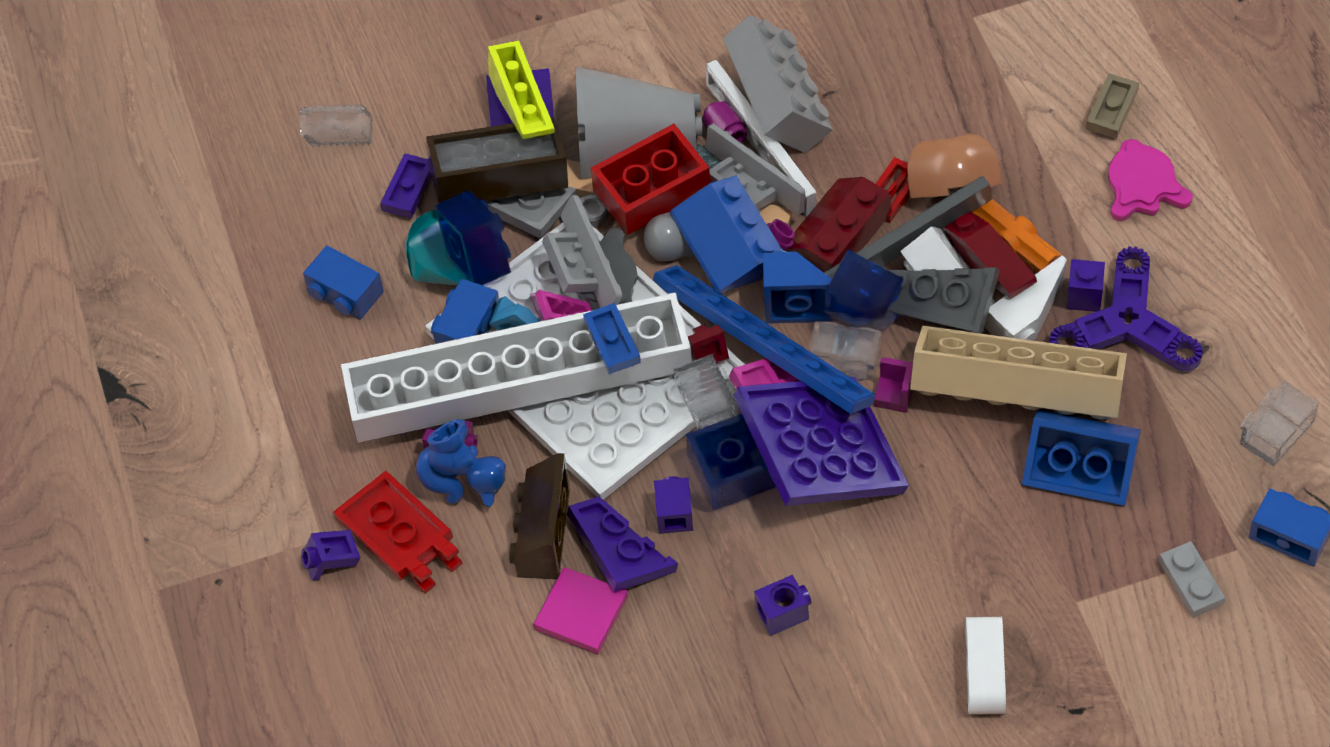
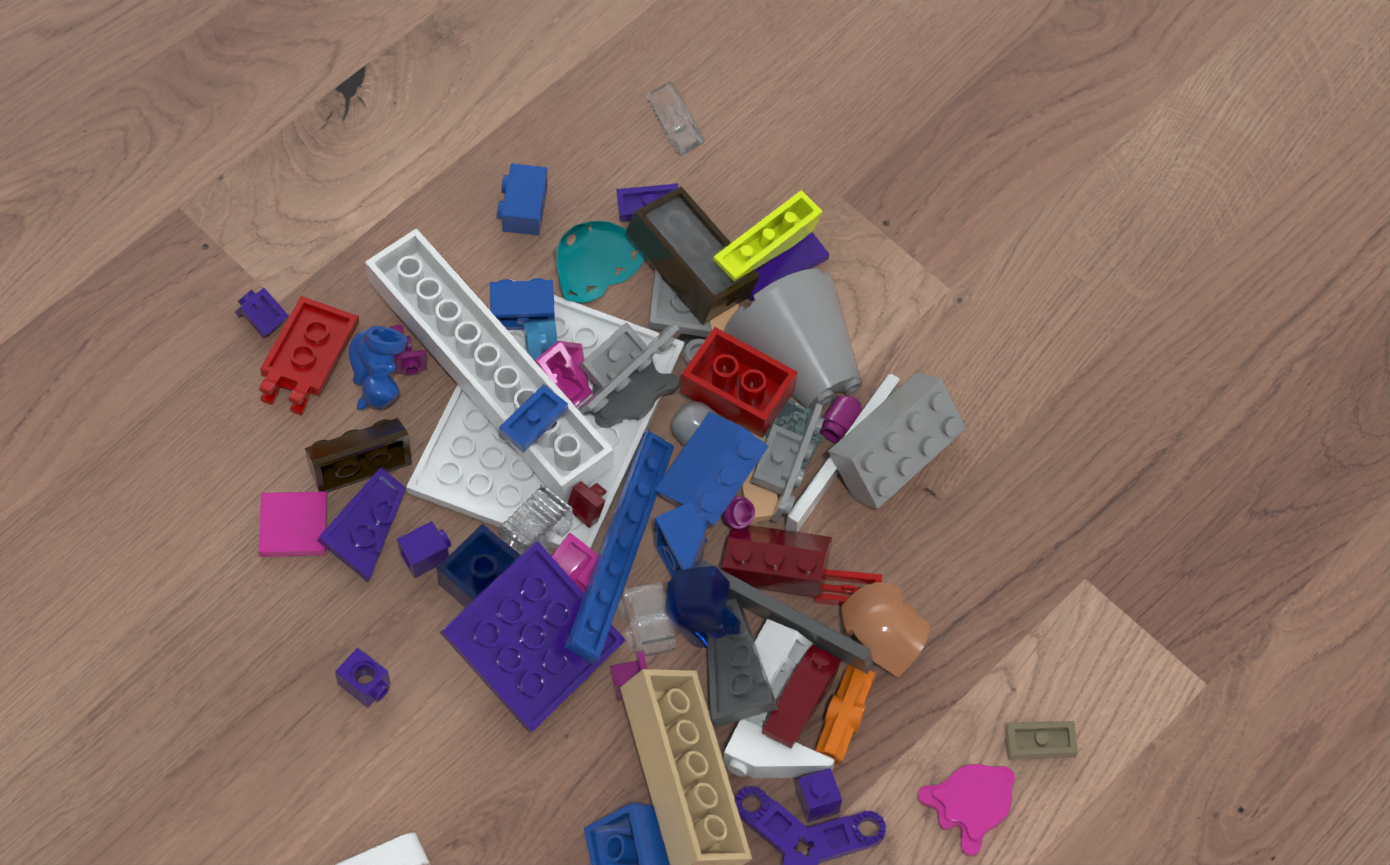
camera: 55 degrees right, 5 degrees up
(473, 238) = (602, 271): clear blue brick -> none

